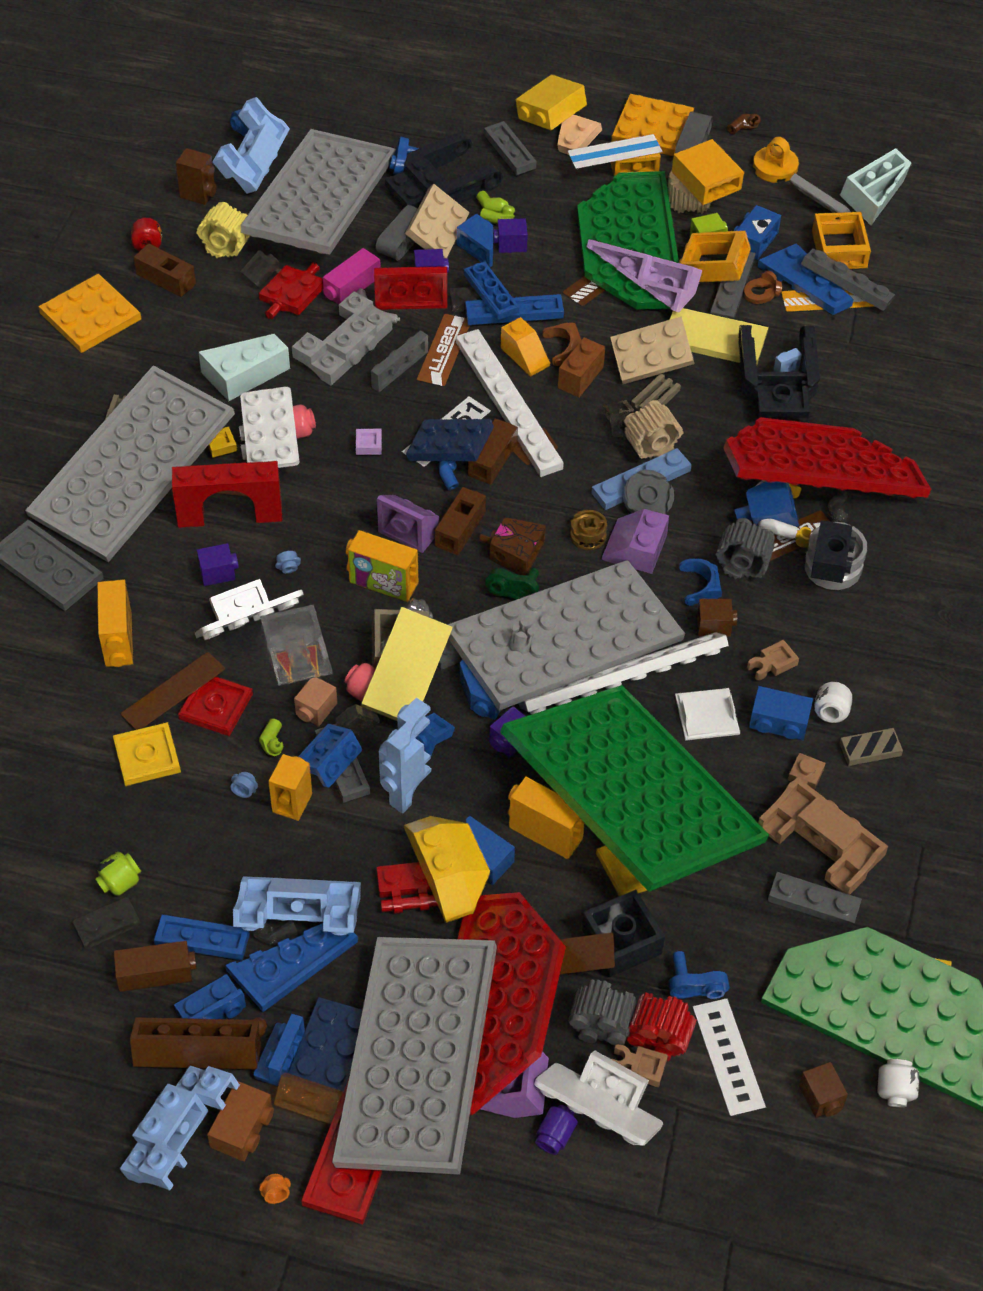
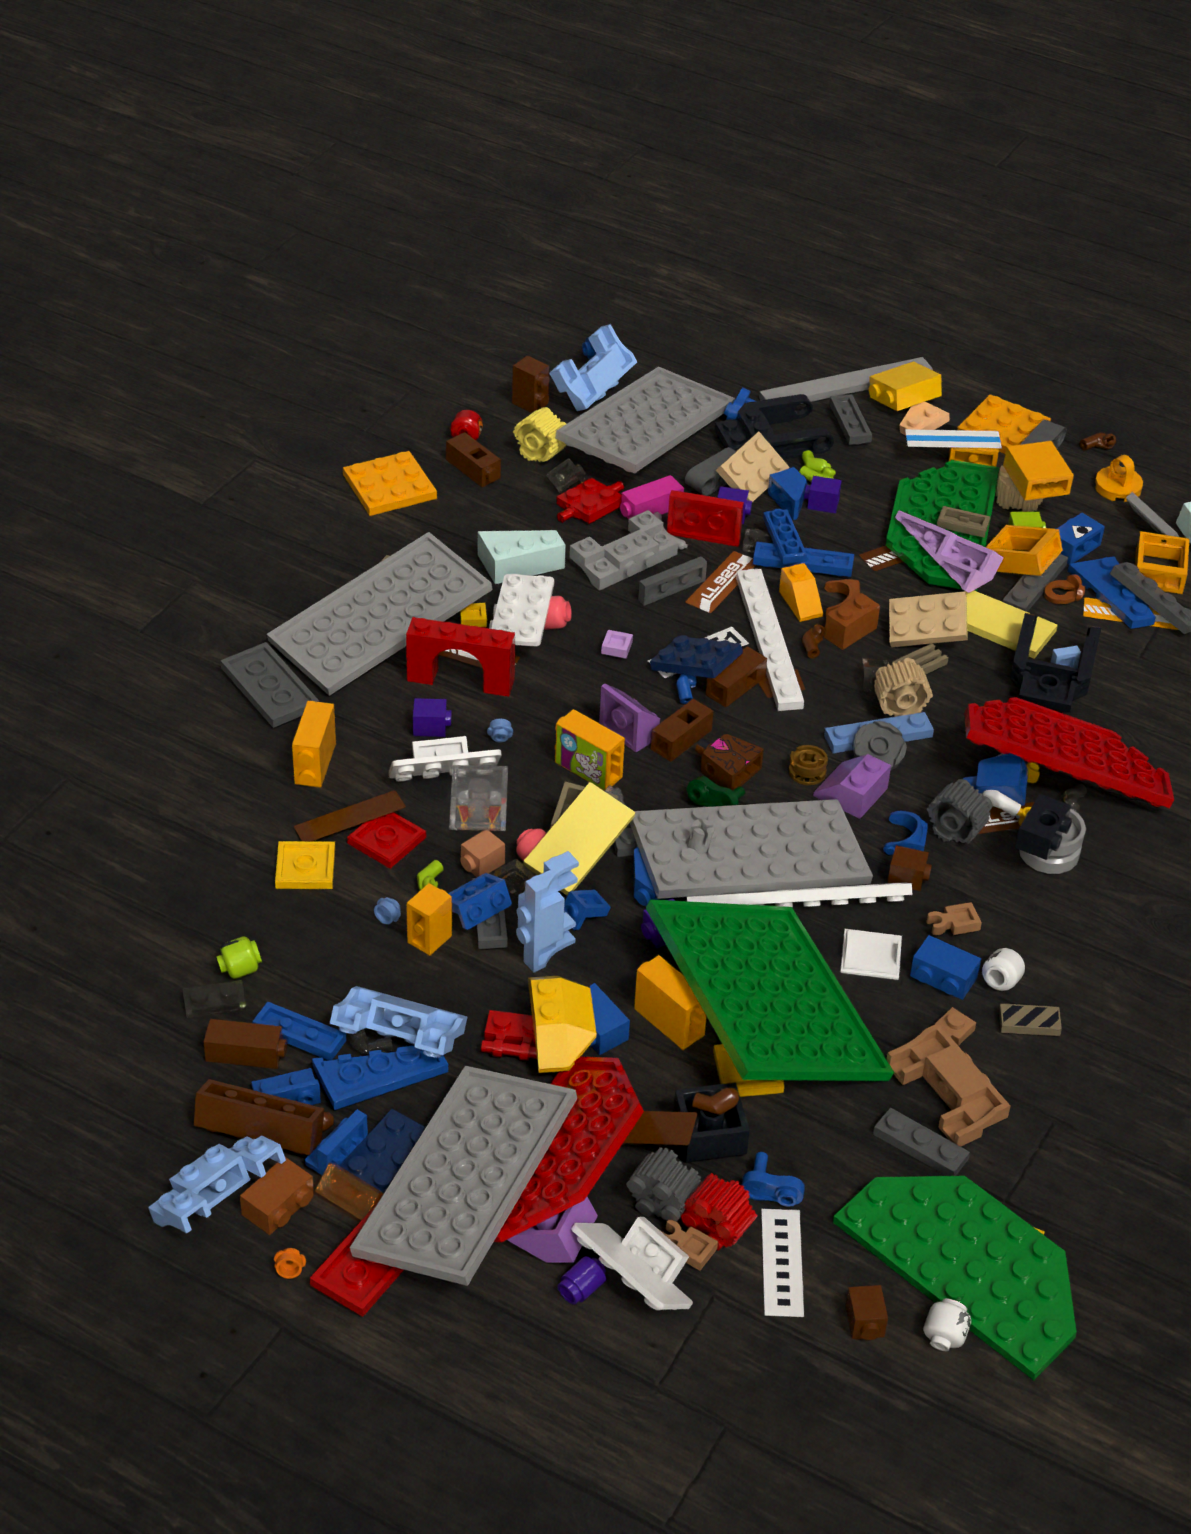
camera: 15 degrees right, 10 degrees down
(484, 112) = (835, 385): none -> light grey tile
(549, 393) = (812, 639): none -> reddish brown arm
(629, 917) = (717, 1103): none -> reddish brown arm
(651, 237) = (963, 521): none -> dark tan tile

